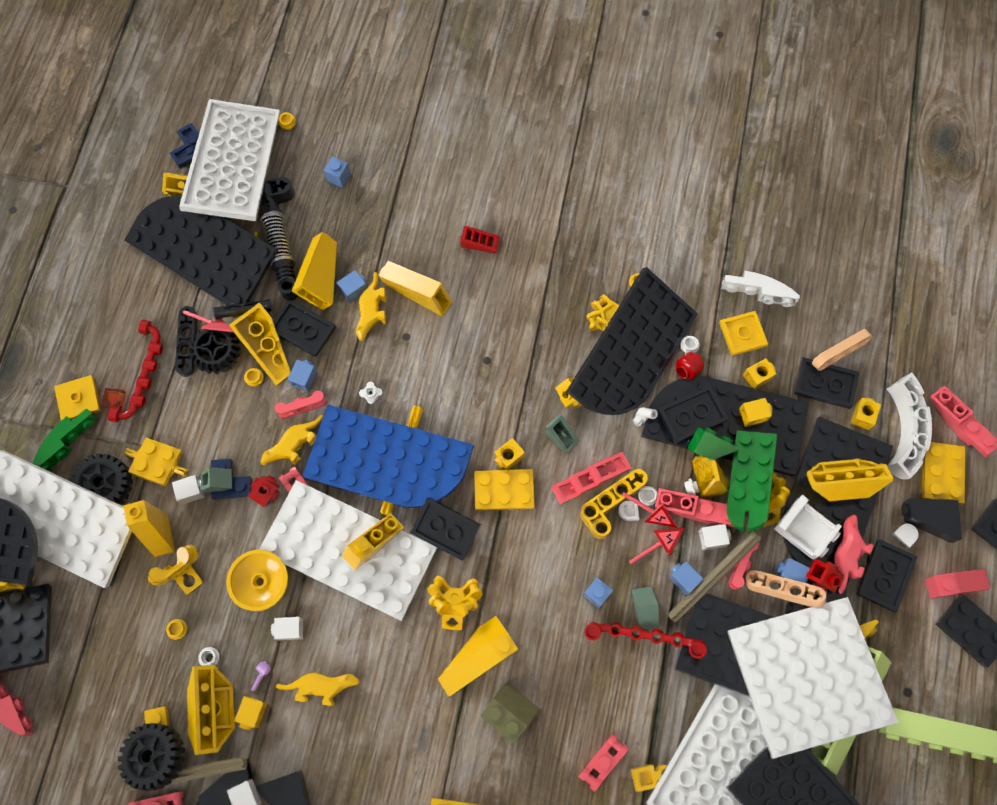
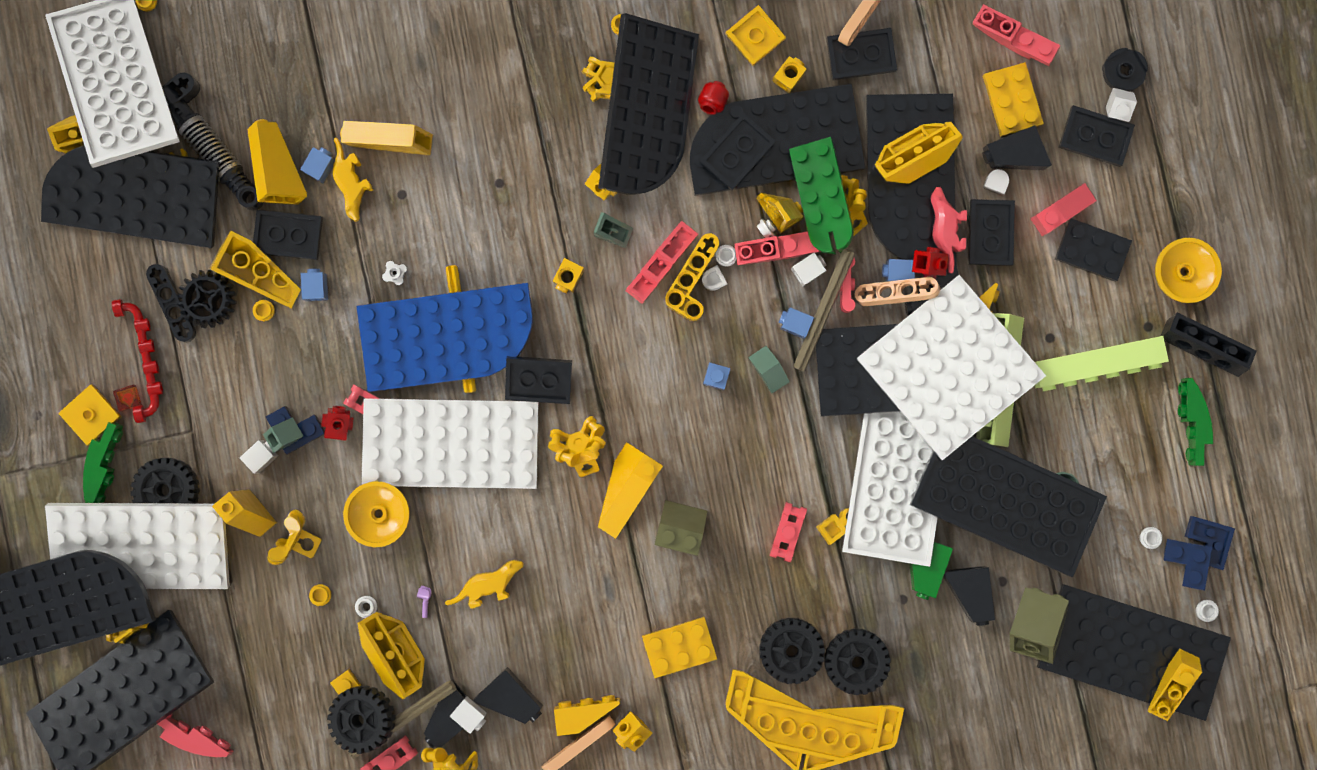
camera: 25 degrees left, 15 degrees up
(155, 462) = (209, 443): yellow plate -> none
(184, 154) = (54, 87): dark blue plate -> none
(217, 324) = (195, 274): coral piece -> none
(239, 309) = (205, 248): black pin -> none
(250, 713) = (433, 638): yellow brick -> none
(287, 628) = (429, 546): white brick -> none
(291, 443) = (339, 361): yellow animal -> none
(301, 405) = (329, 318): coral plate -> none
(337, 172) = (235, 39): medium blue brick -> none
(371, 541) = (472, 426): yellow slope -> none
(471, 244) = (420, 44): red slope -> none
(504, 490) = (578, 313): yellow plate -> none
(643, 414) = (687, 172): white arm -> none
(659, 516) = (746, 271): piece -> none
(666, 537) = (763, 291): piece -> none
(689, 344) = (704, 73): white plate -> none
(696, 647) = (833, 390): red bar -> none
(709, 445) = (768, 178): green slope -> none
(755, 412) = (801, 120): yellow brick -> none
(807, 529) = (897, 221): white panel -> none
(860, 419) = (909, 79): yellow brick -> none
(915, 427) = (968, 63): white brick -> none

